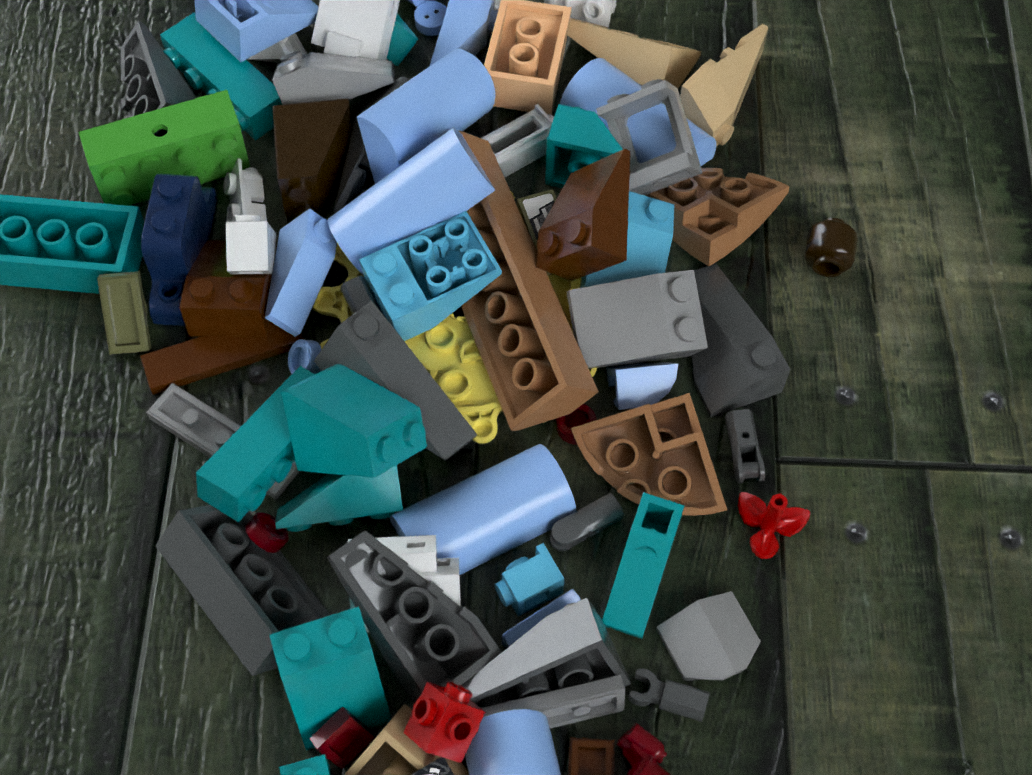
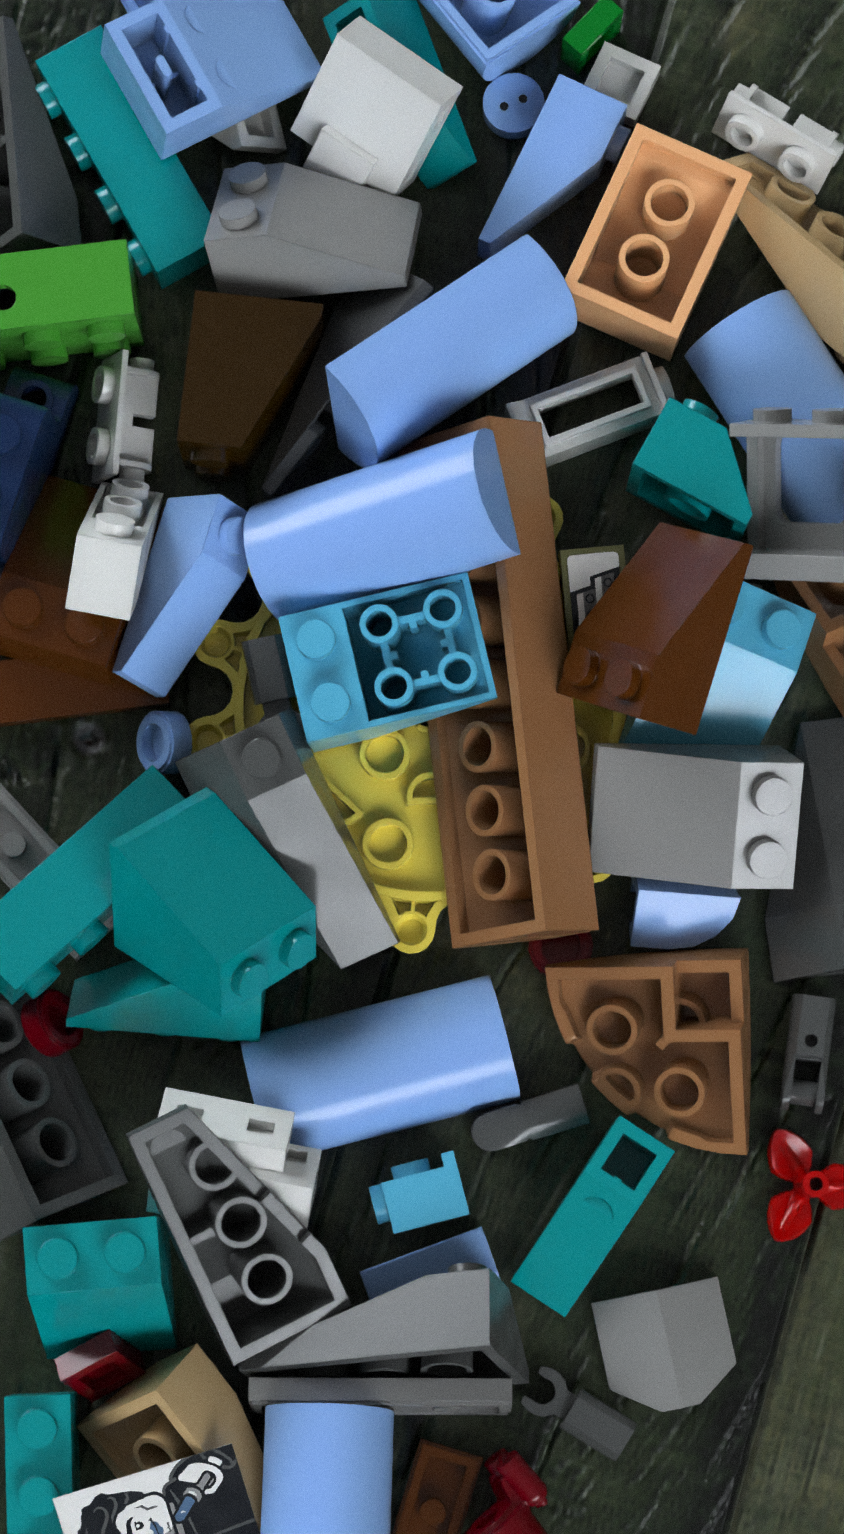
camera: 15 degrees right, 20 degrees up
(444, 721) = (242, 1400): red brick -> none

